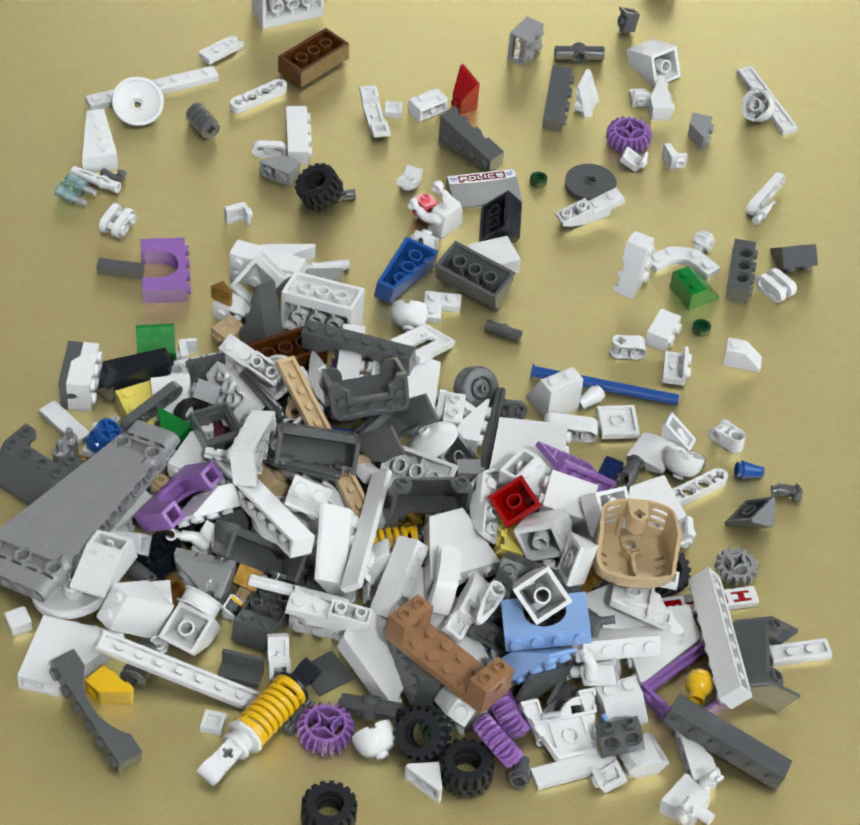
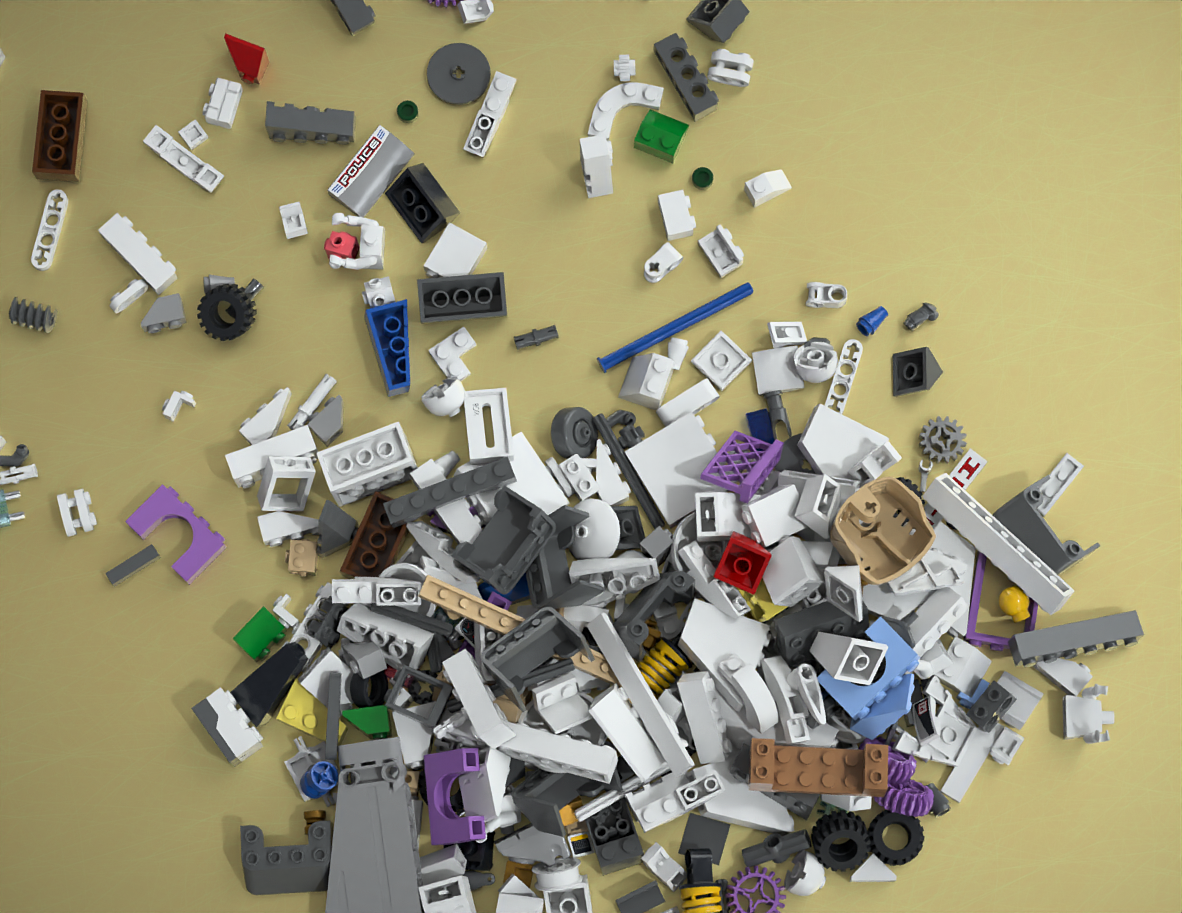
camera: 35 degrees left, 30 degrees up
(61, 419) = (256, 781): white tile -> none
(66, 445) = (291, 815): light grey piece -> none
(221, 293) = (266, 527): pearl gold slope -> none

